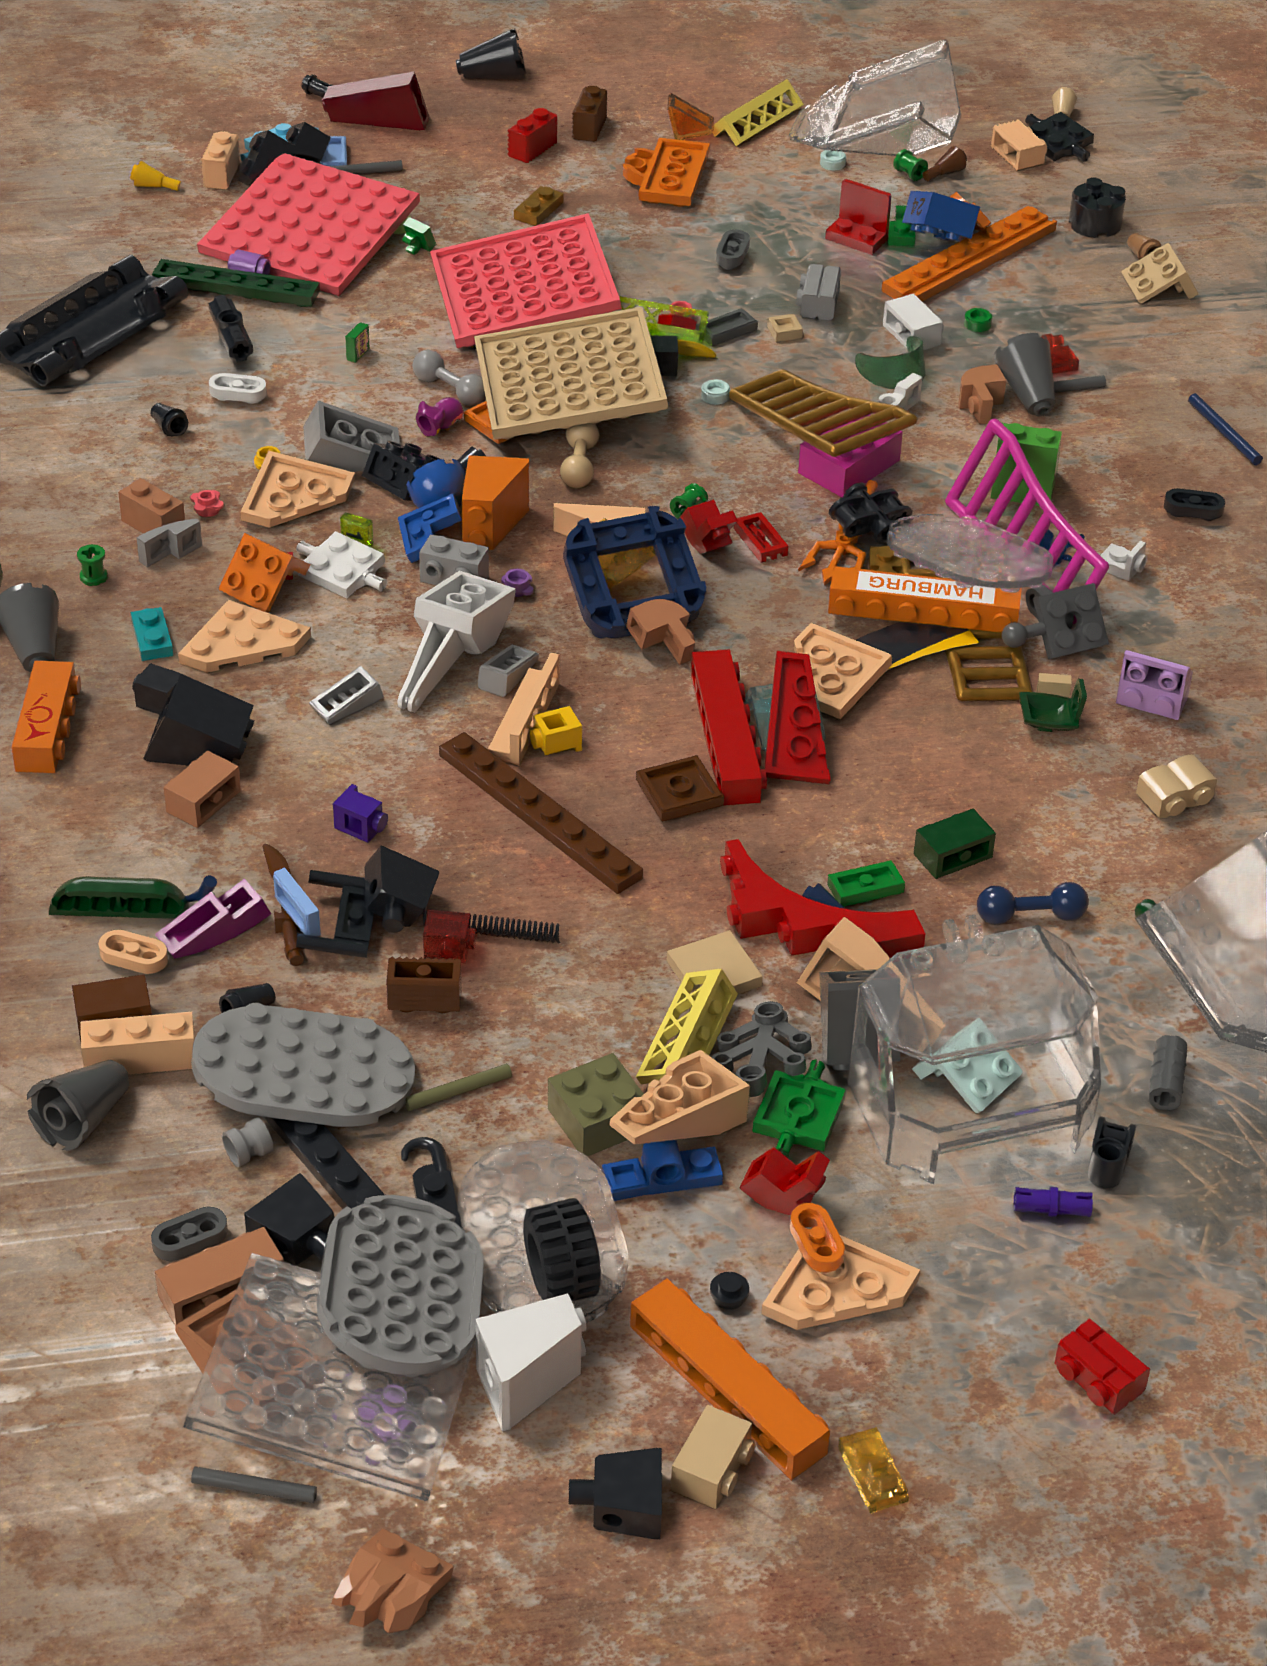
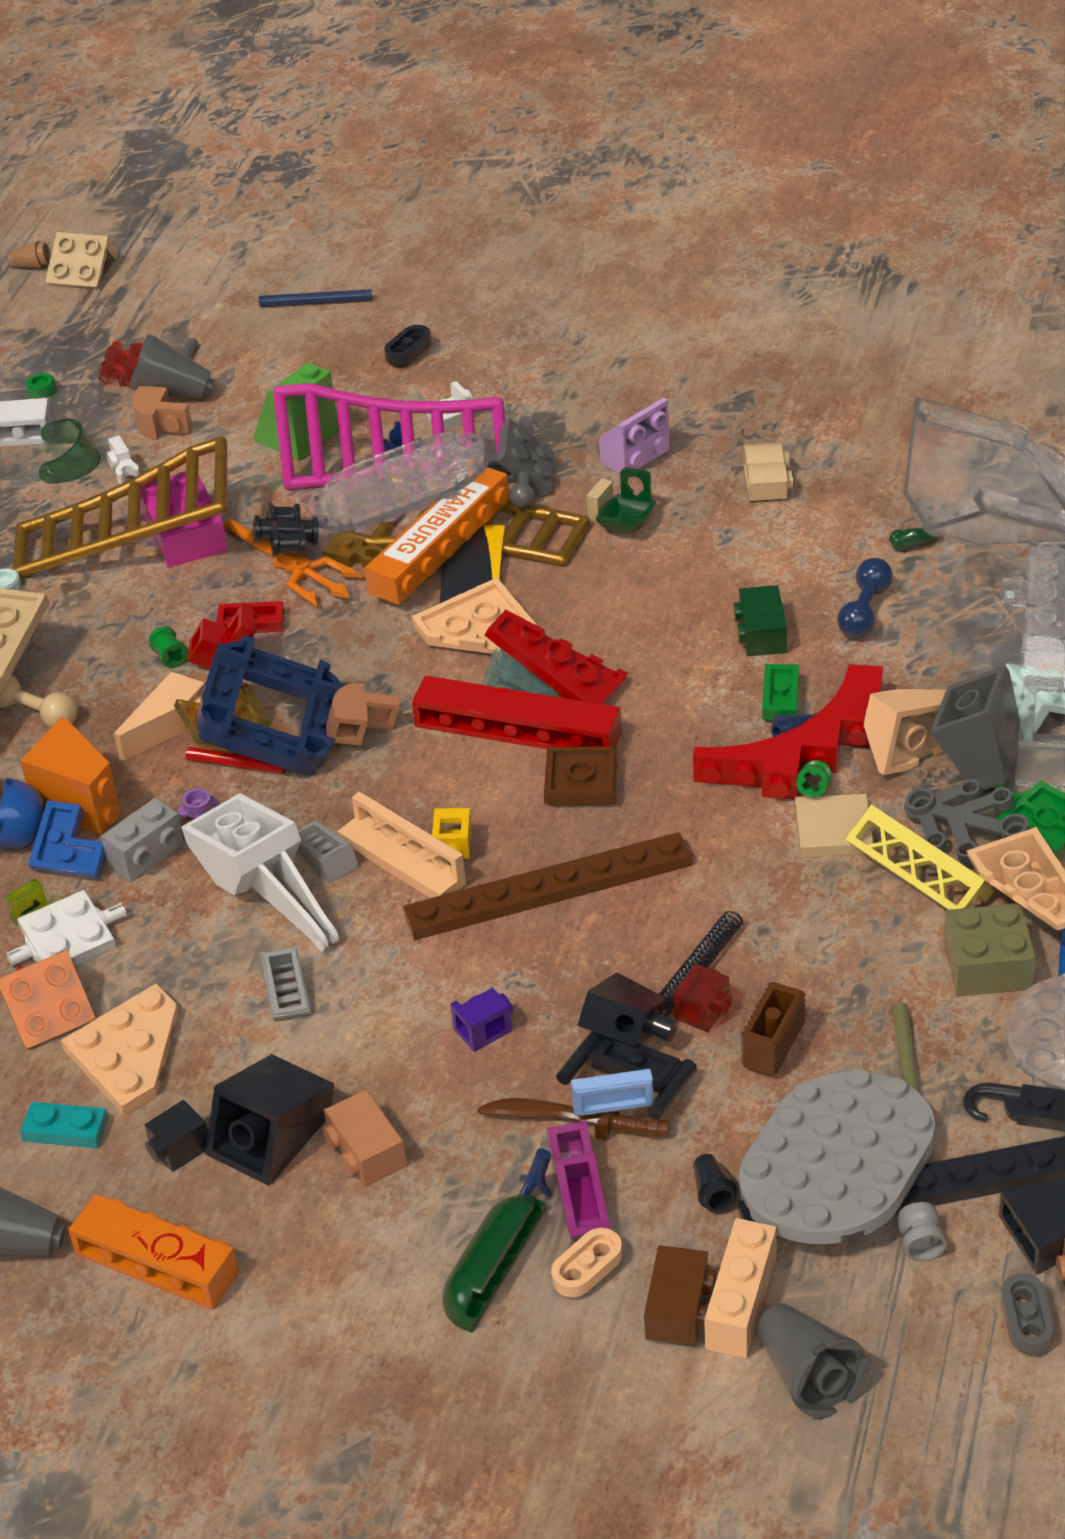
camera: 60 degrees left, 0 degrees up
(754, 932) = (813, 789): none -> green bush

